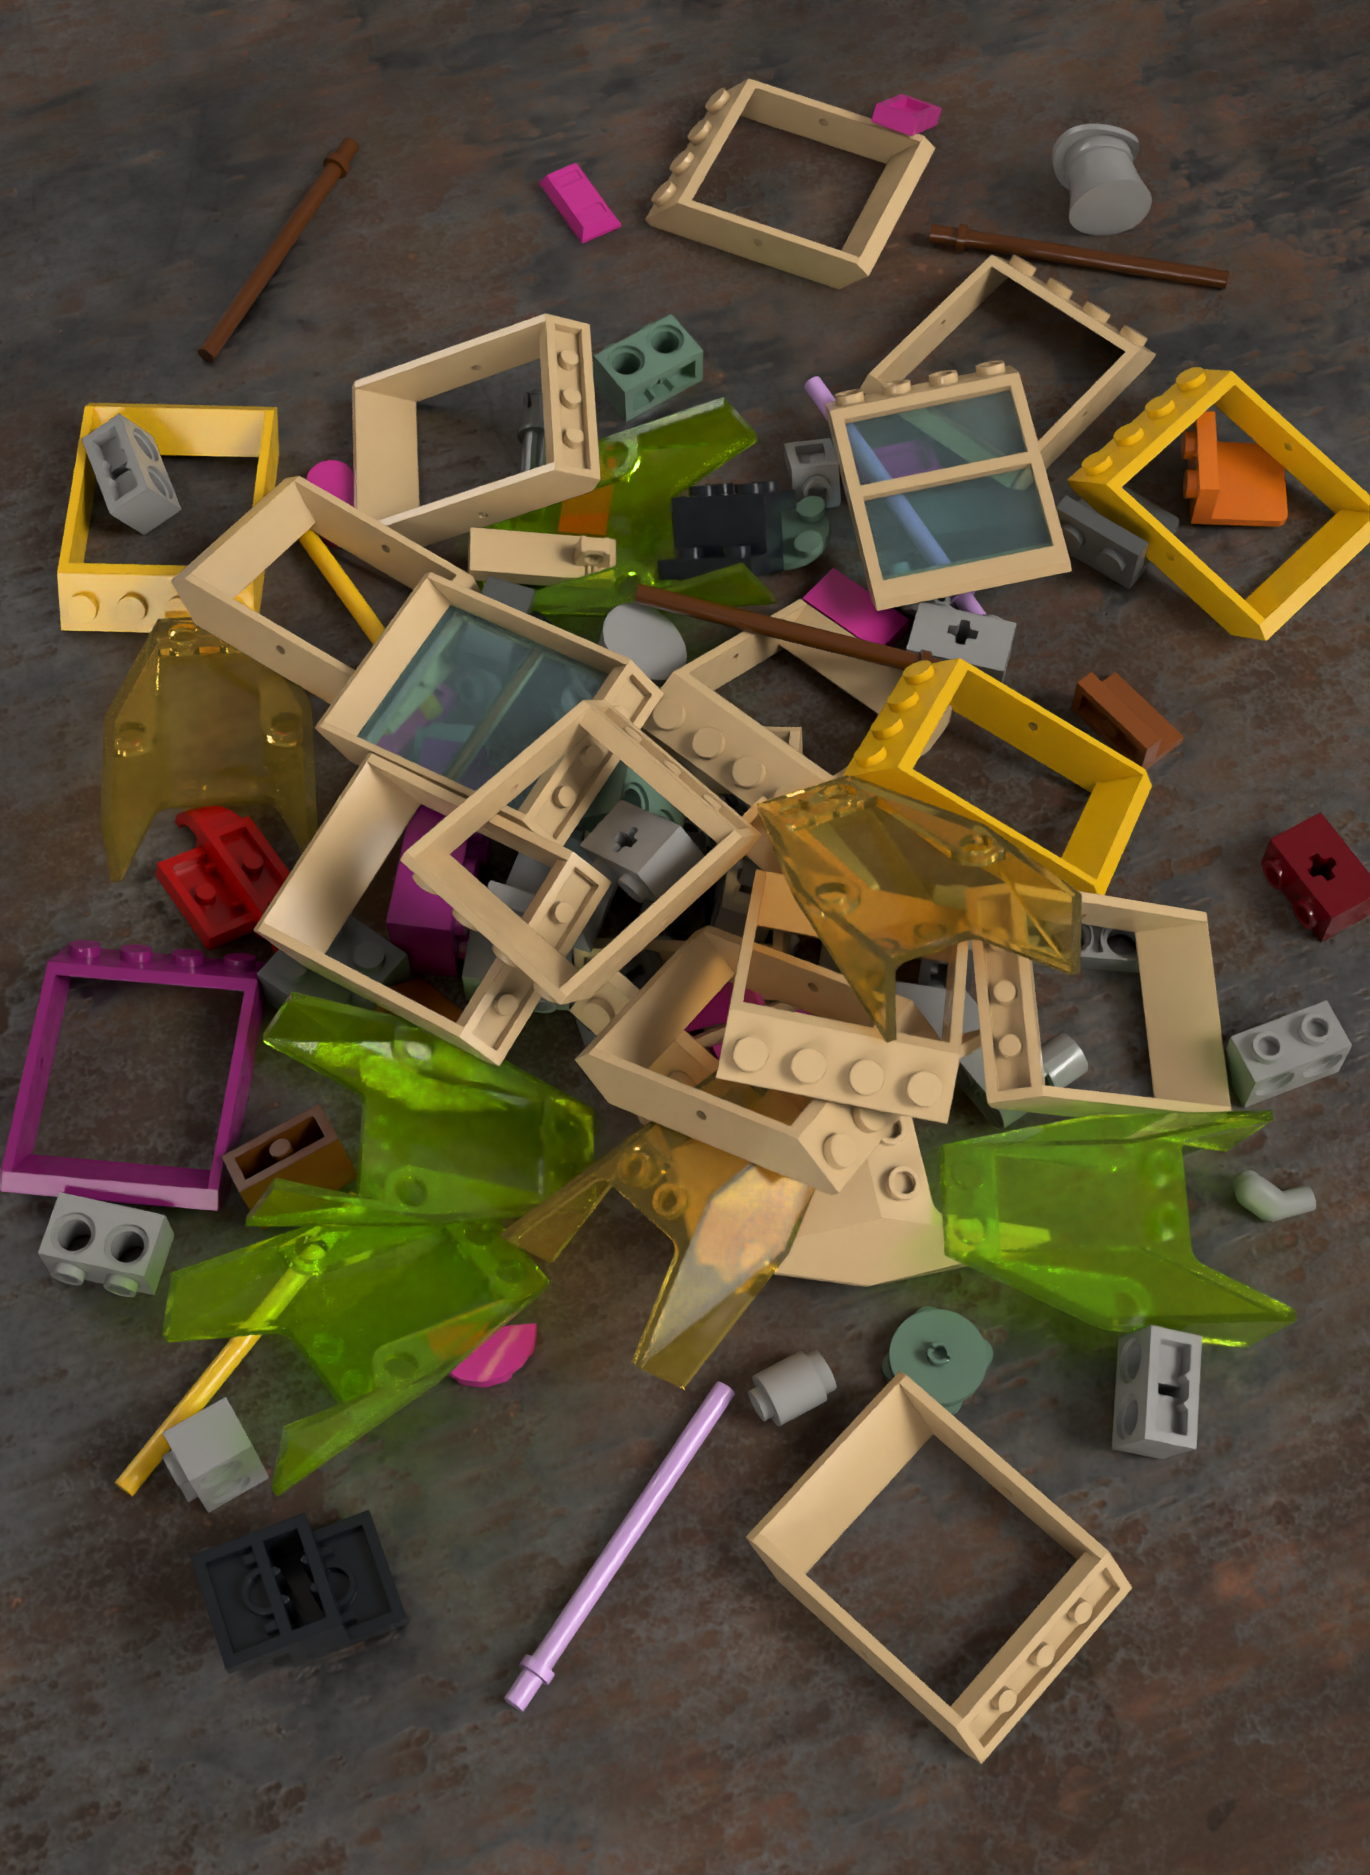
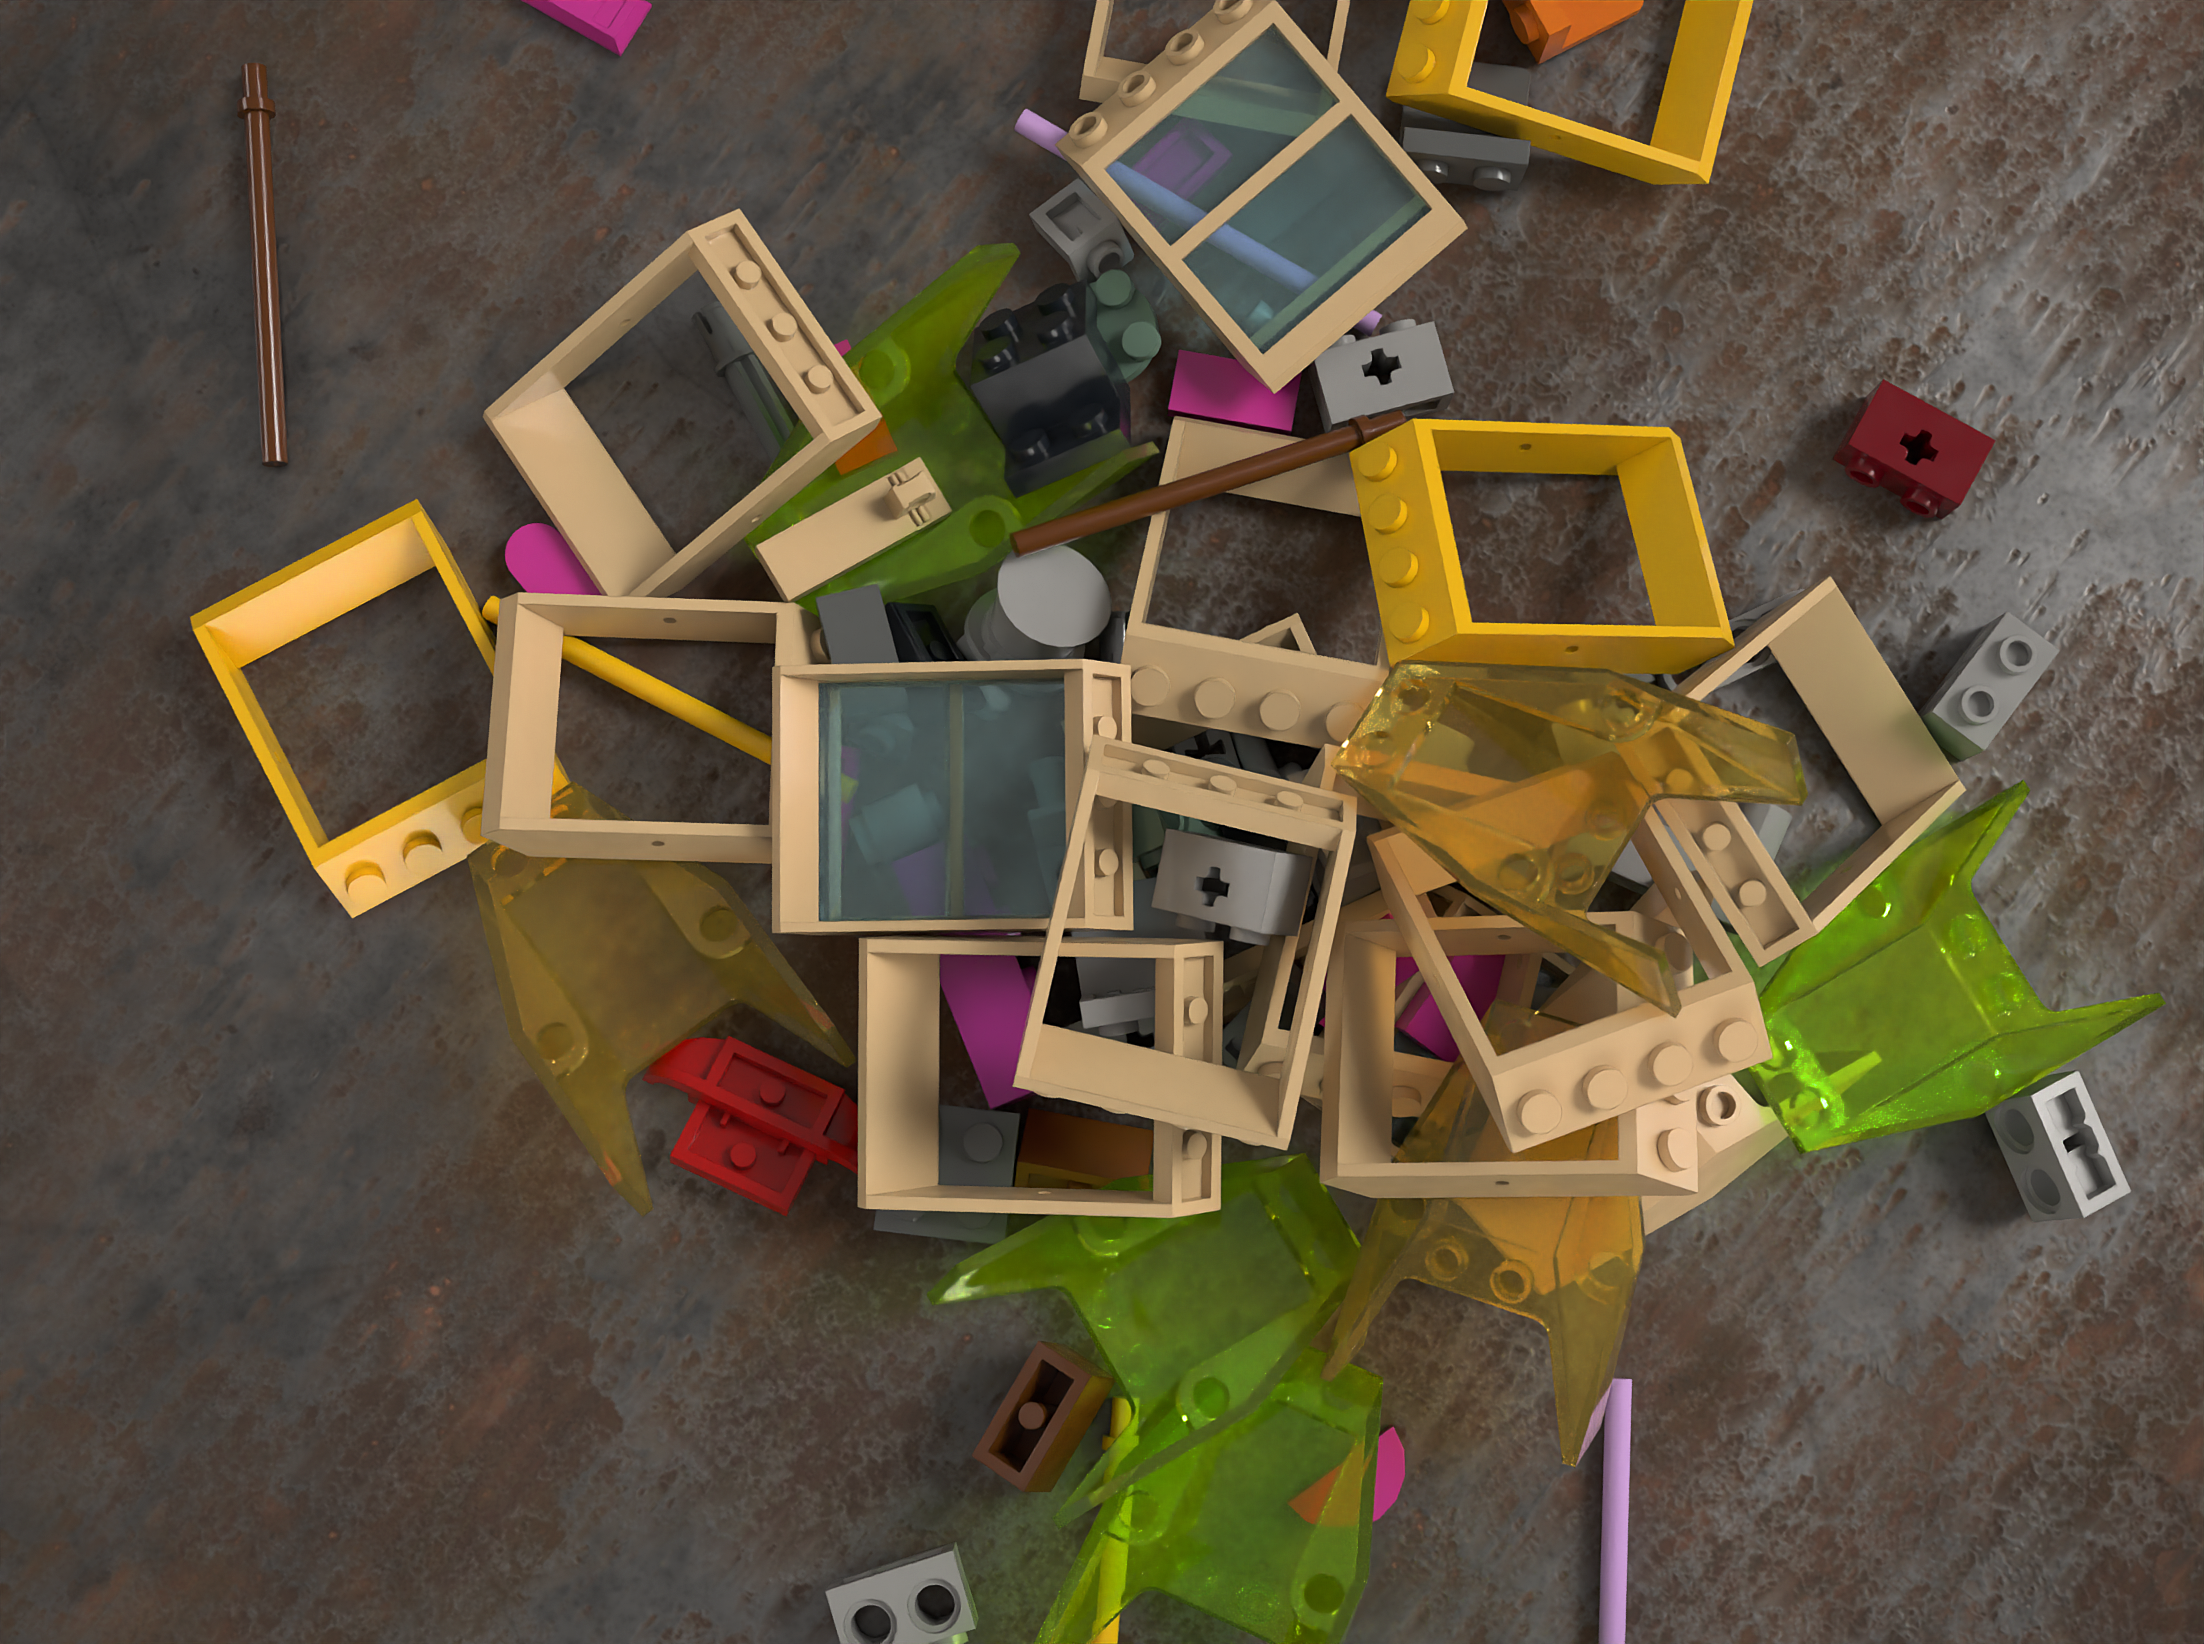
camera: 30 degrees left, 20 degrees up
(124, 1181) = (748, 1275): magenta window -> none
(131, 474) = (308, 687): light grey brick -> none
(648, 367) = (826, 200): sand green brick -> none
(791, 1387) = (1689, 1345): light grey brick -> none
(852, 1476) = (1793, 1424): tan window -> none
(940, 1355) = (1810, 1224): sand green piece -> none
(1124, 719) = (1604, 364): dark orange panel -> none
(1268, 1201) = (2043, 859): light grey arm -> none

